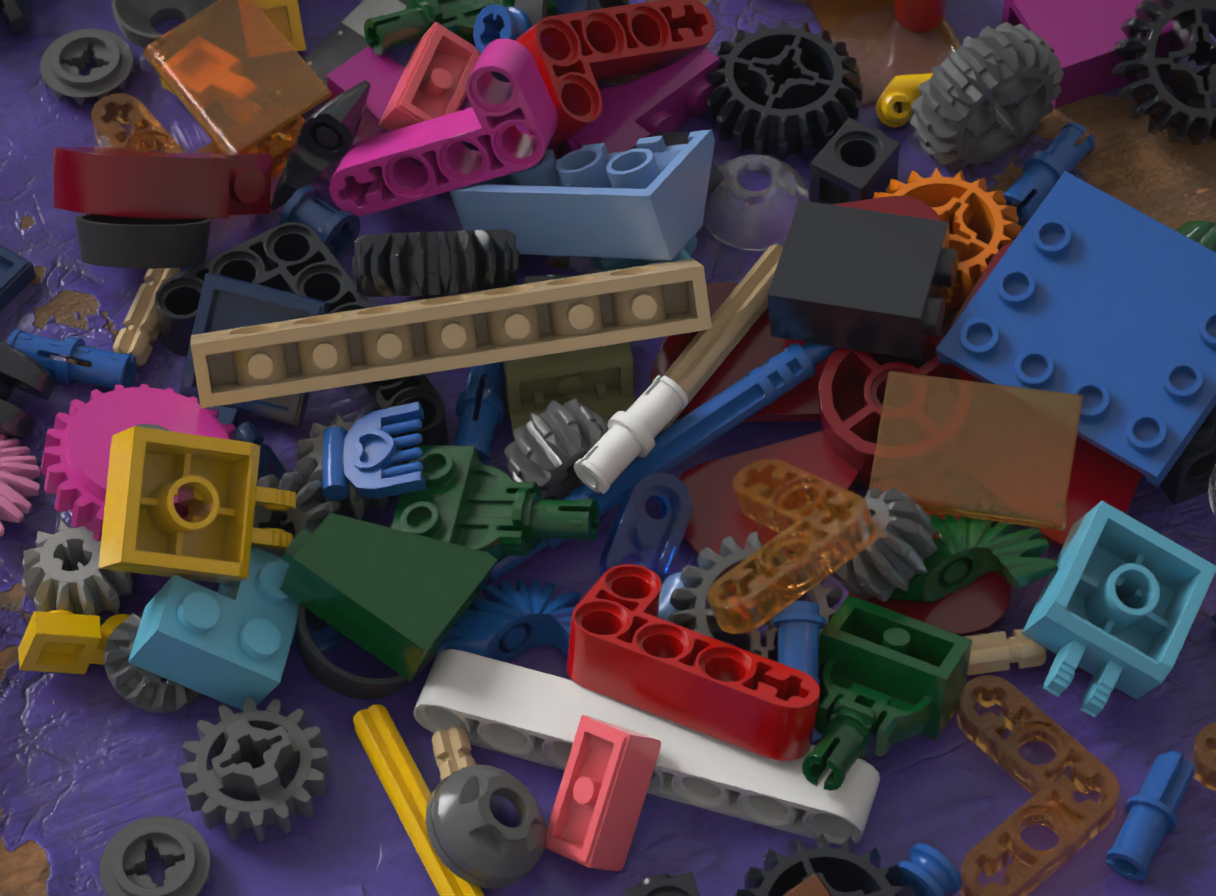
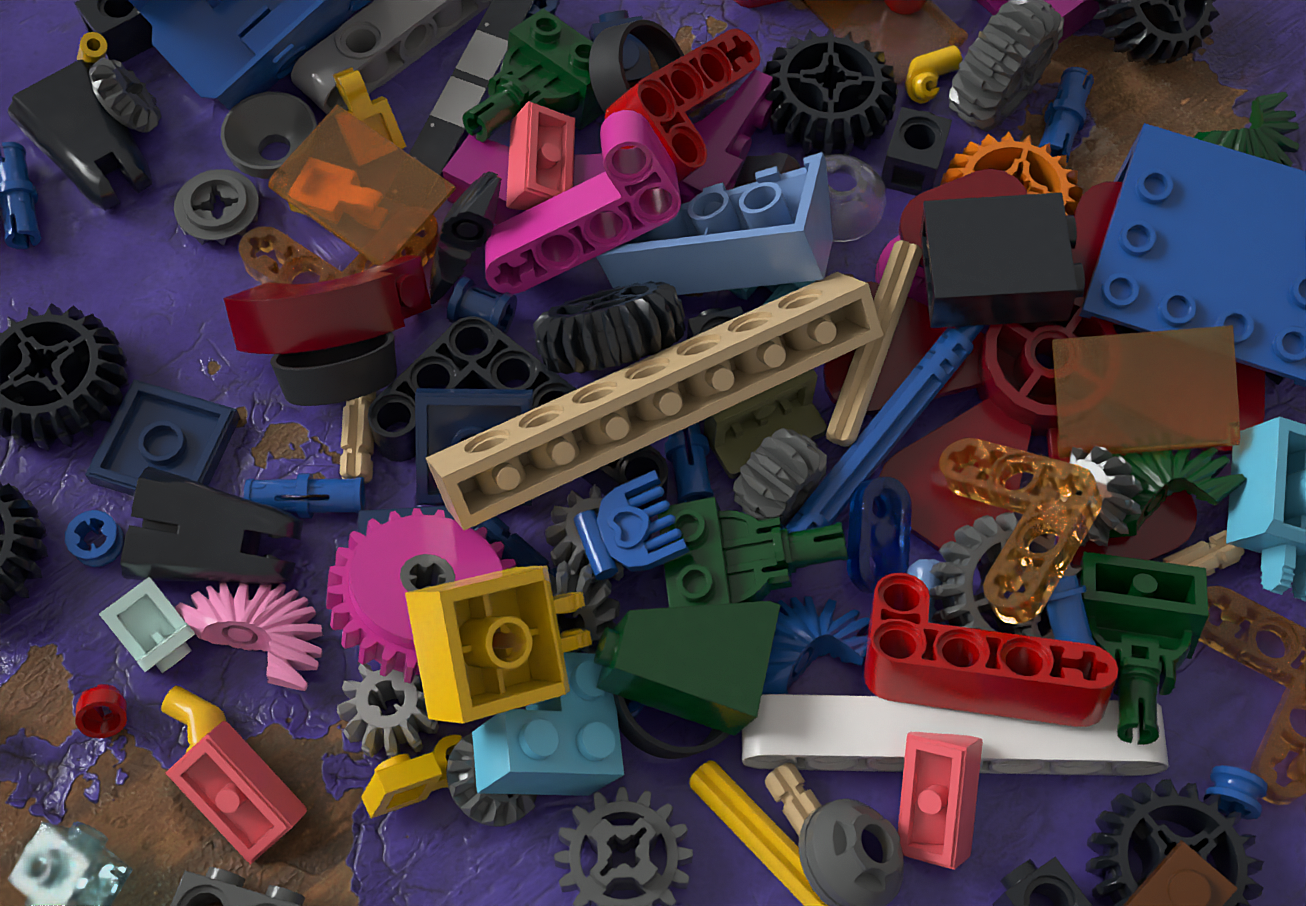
camera: 20 degrees left, 10 degrees up
(490, 24) = (574, 95): blue bush -> none
(631, 434) = (845, 450): white pin -> none

